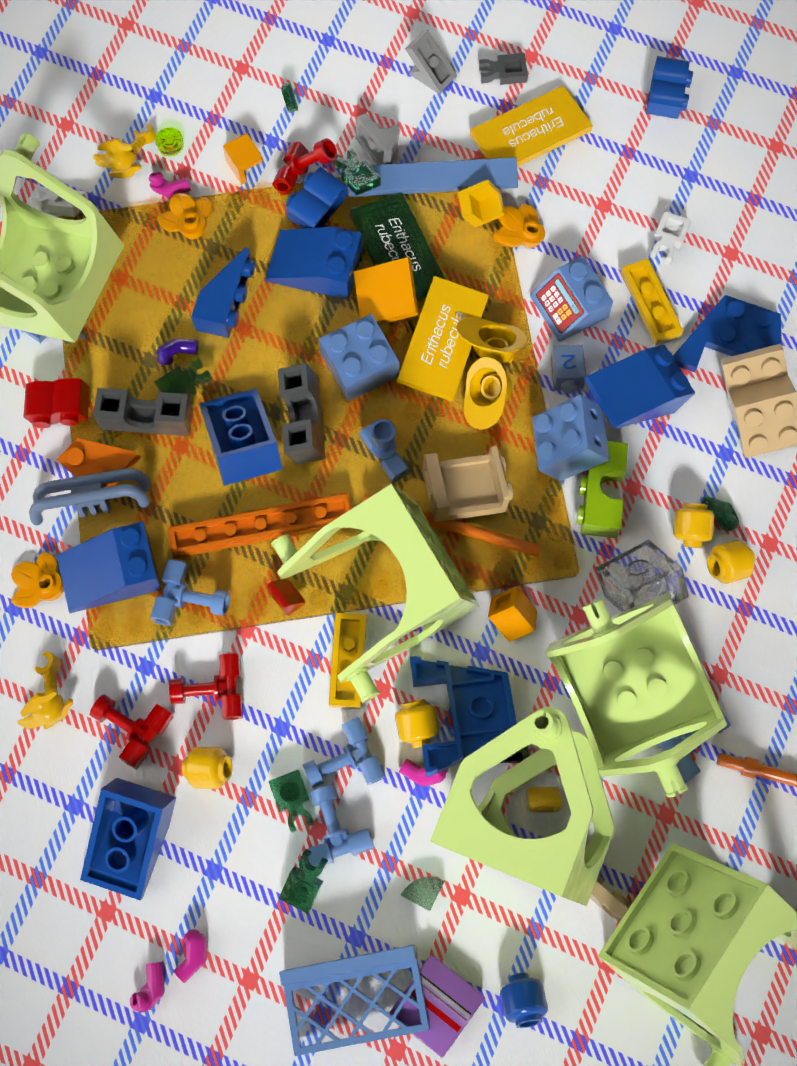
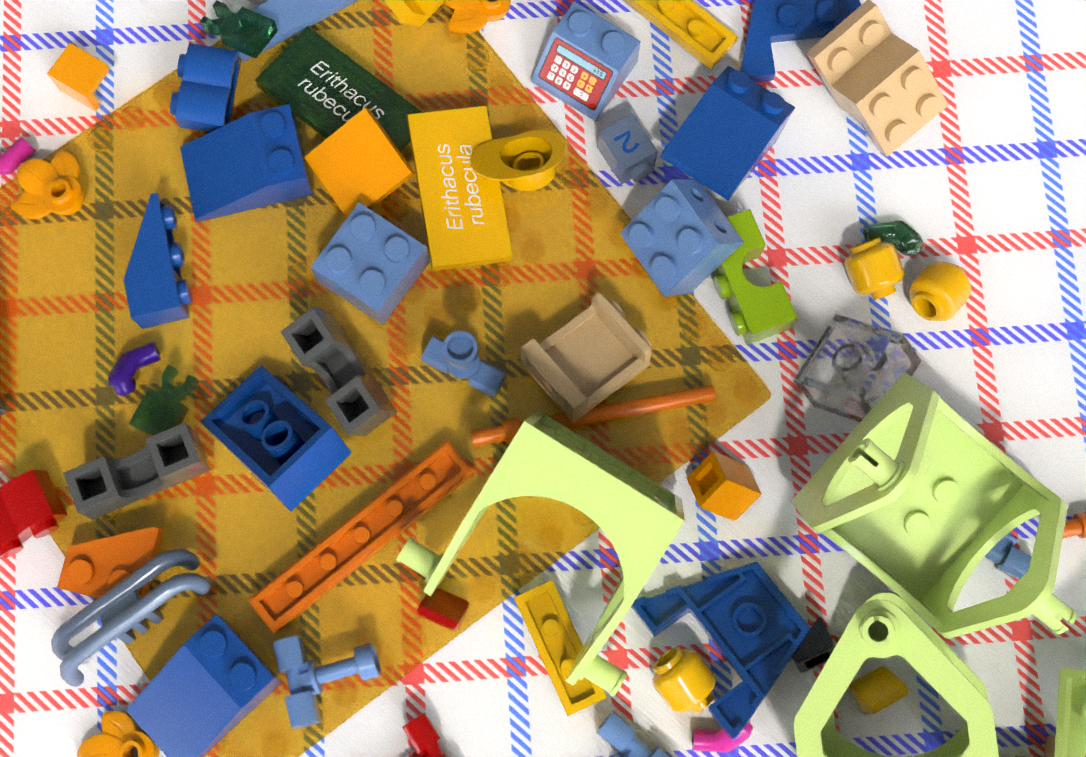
camera: 30 degrees left, 5 degrees up
(298, 161) = (156, 49): red bar -> none
(486, 393) = (549, 232): yellow piece -> none

